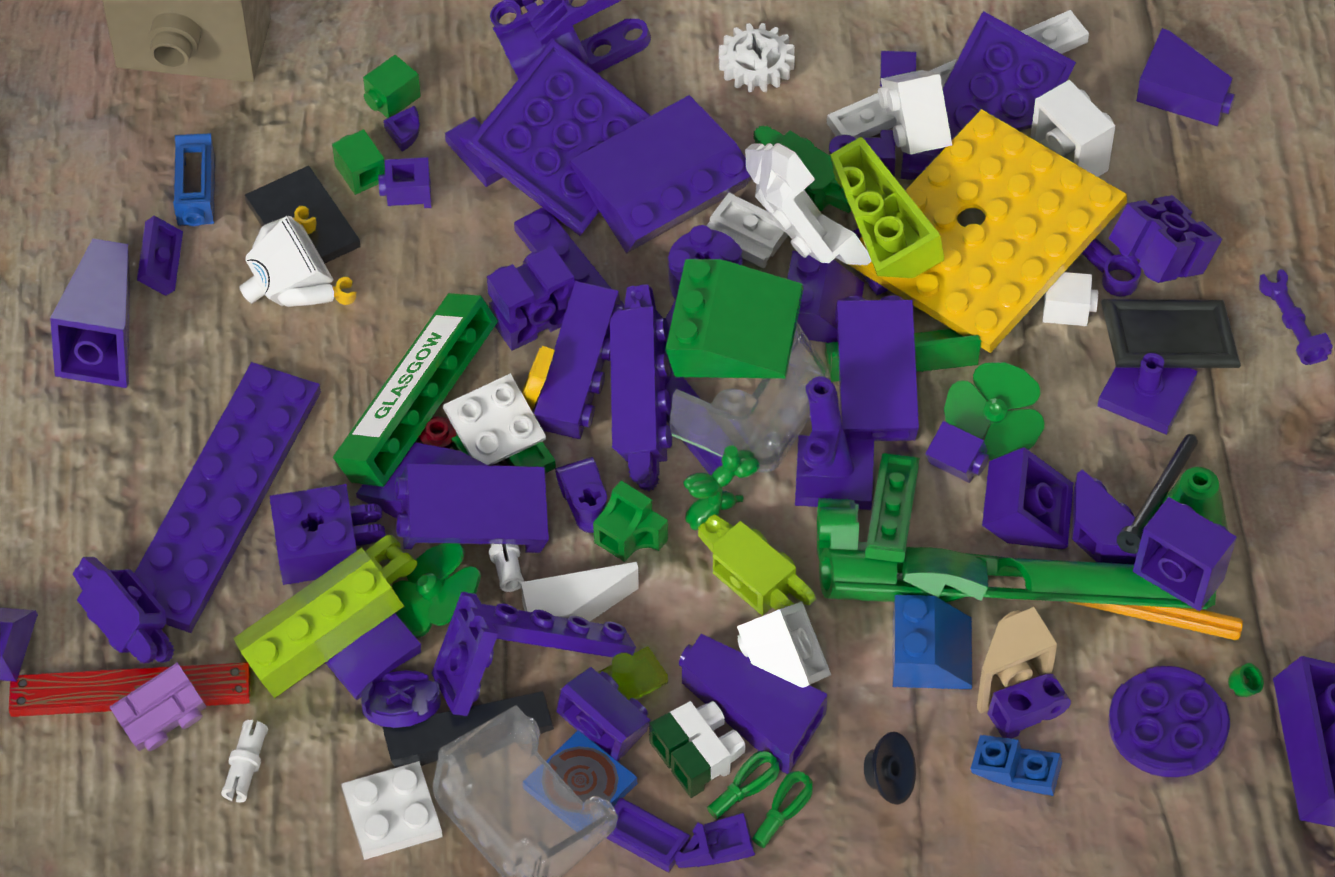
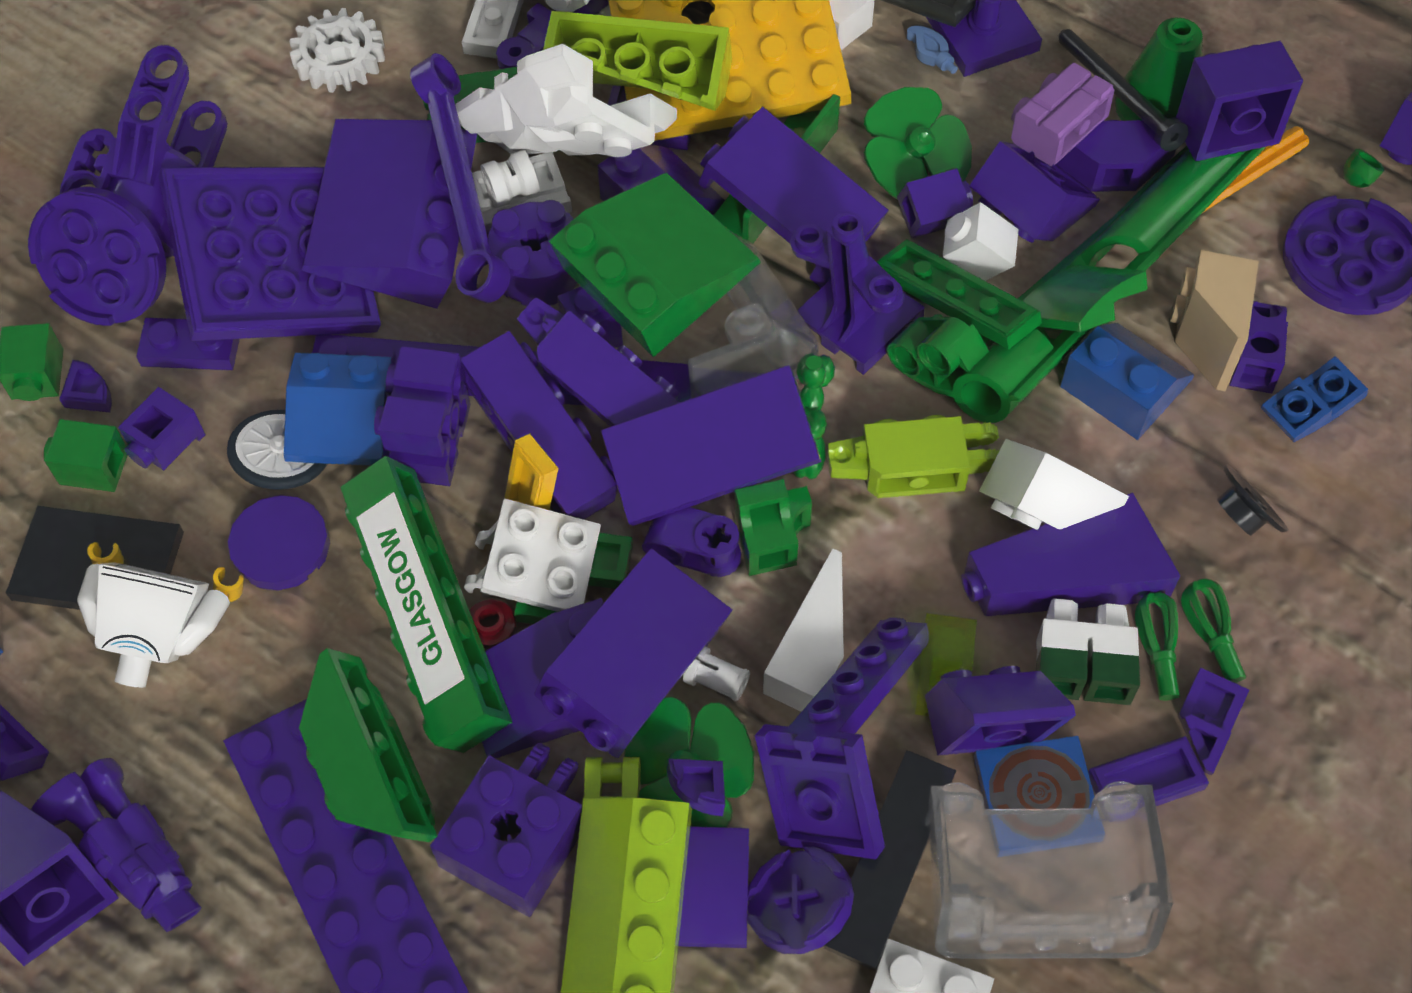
camera: 50 degrees left, 5 degrees up
(149, 365) = (123, 849): none -> dark purple piece
(298, 426) = (362, 752): none -> green wedge
(394, 295) = (278, 542): none -> dark purple tile
(418, 594) = (698, 784): none -> dark purple tile
(452, 248) = (258, 453): none -> white wheel
(480, 59) = (97, 255): none -> dark purple tile
(491, 242) = (334, 408): none -> blue slope
(637, 446) = (711, 445): none -> dark purple tile
(652, 248) = (437, 85): none -> dark purple piece
(739, 214) = (510, 178): none -> white wheel
(946, 495) = (980, 242): none -> white brick
(1083, 467) = (1061, 113): none -> medium lavender brick
(1098, 370) = (931, 48): none -> medium blue piece

